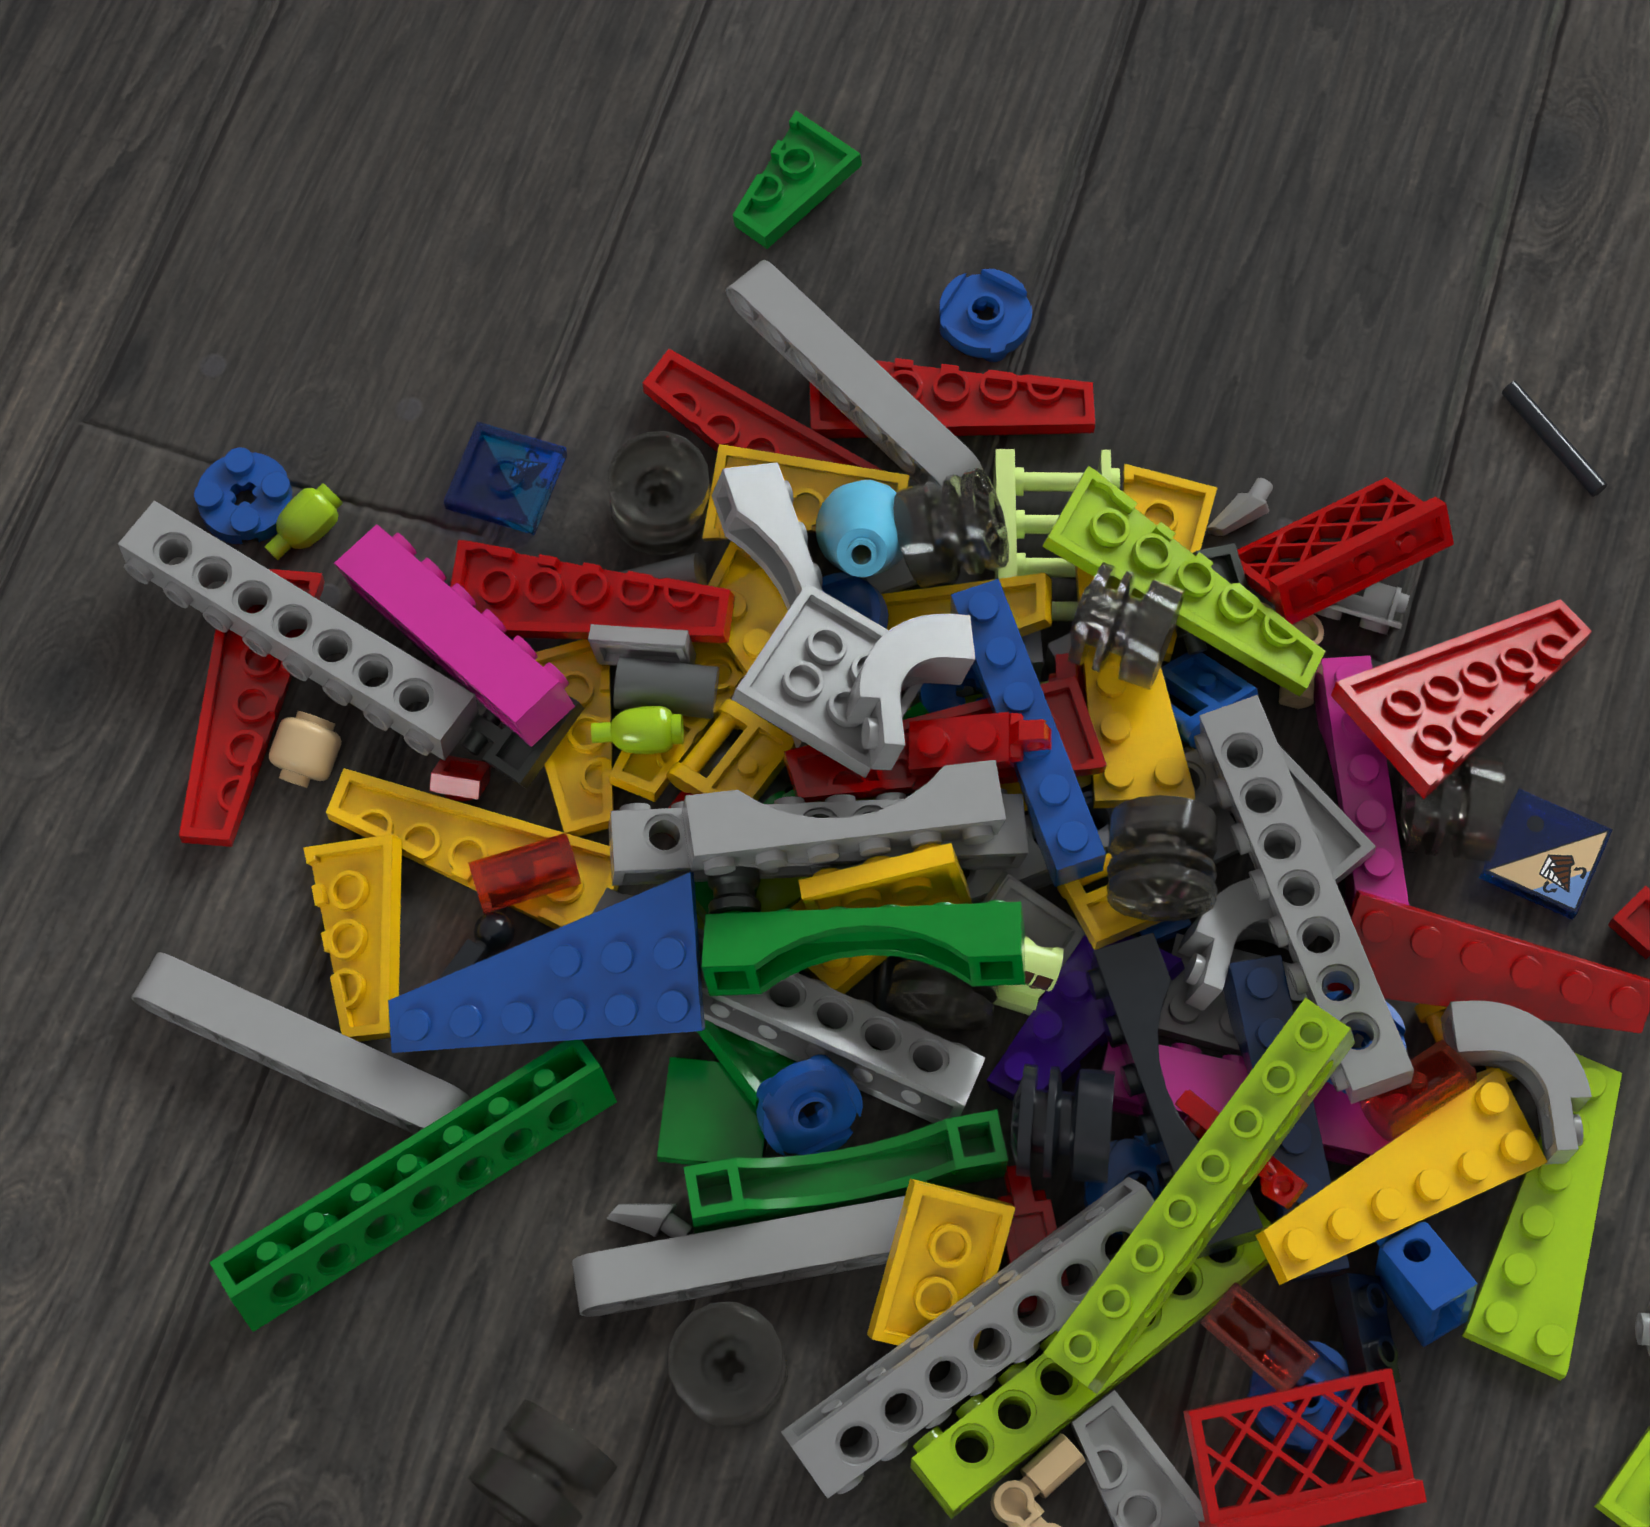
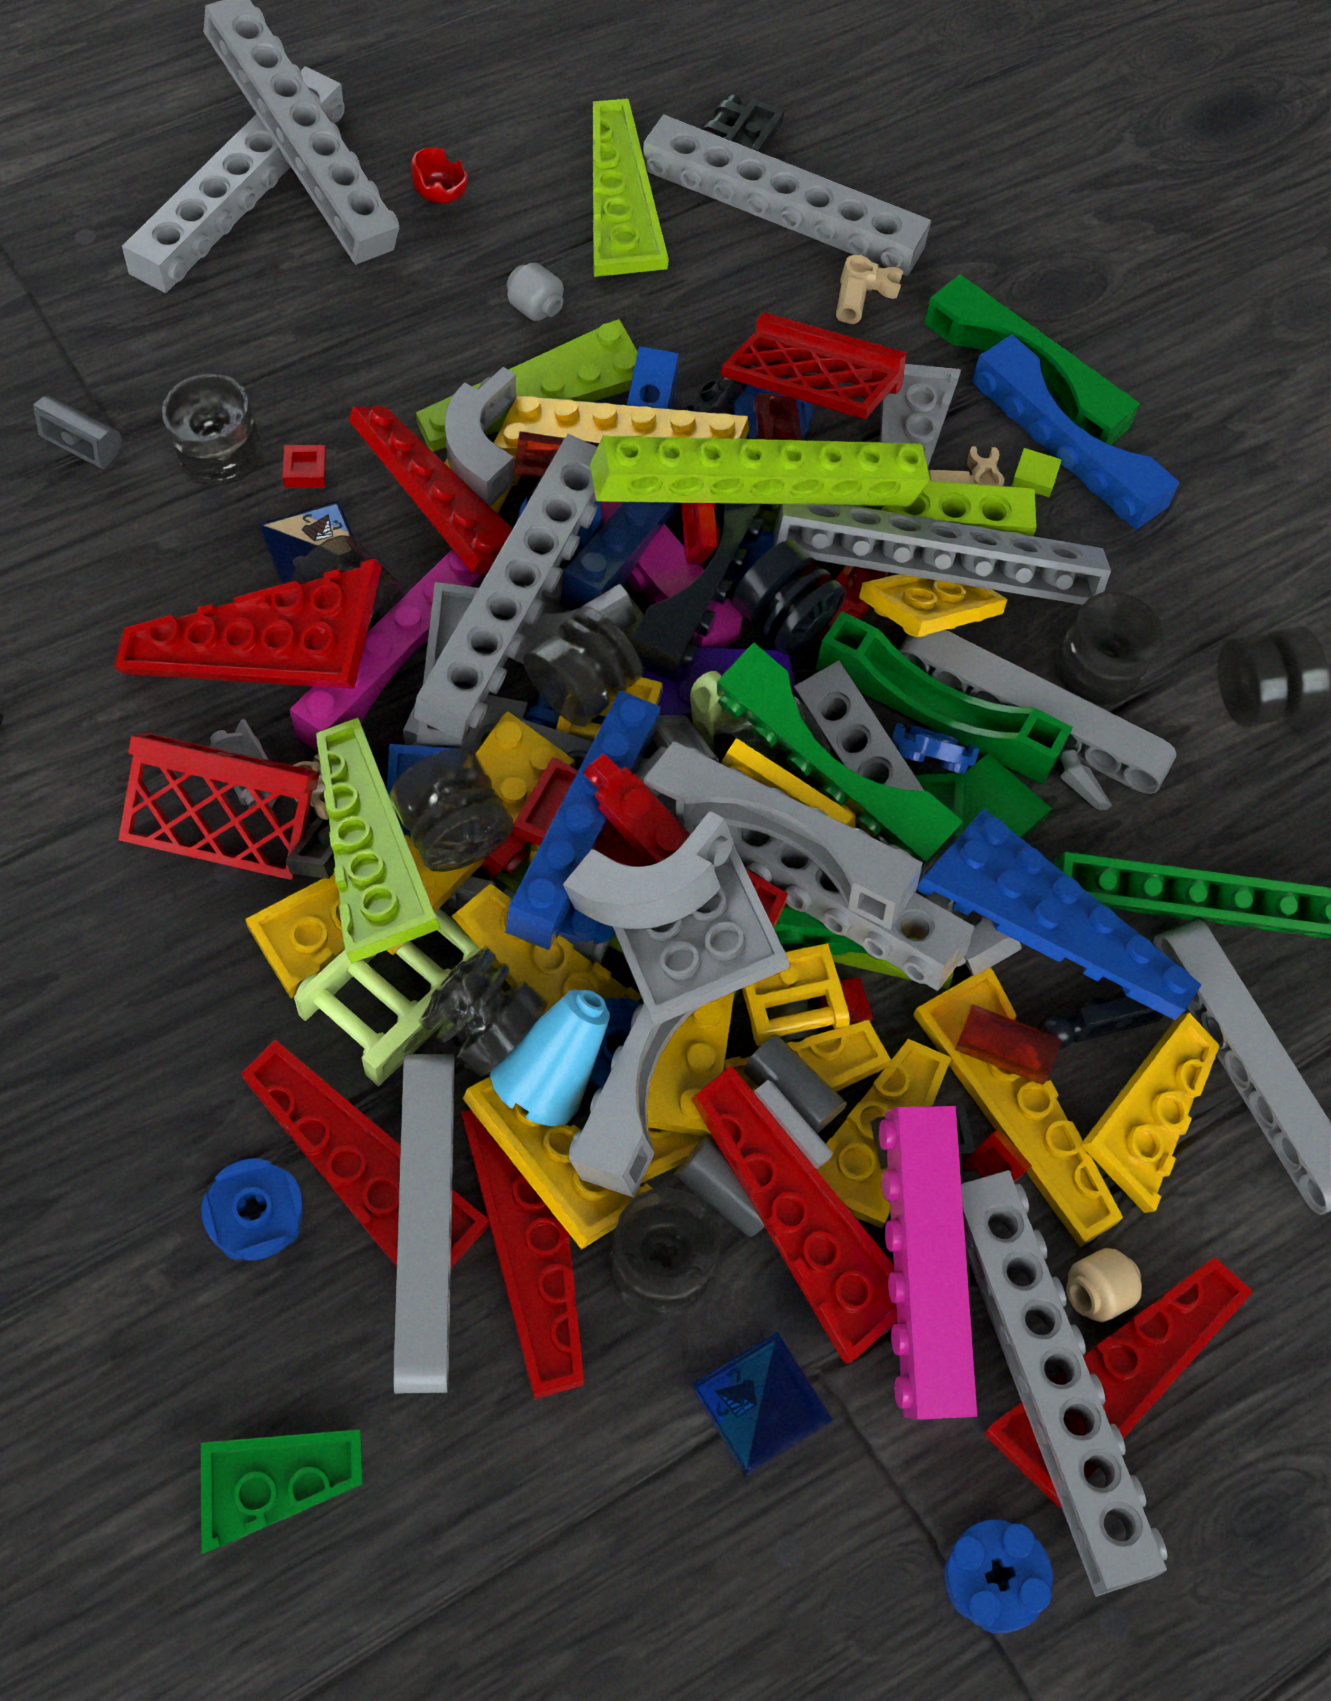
camera: 145 degrees left, 5 degrees down
(304, 520) = (962, 1501): lime plant -> none
(641, 730) = (846, 1059): lime plant -> none
(1243, 509) = (238, 899): light grey bar -> none

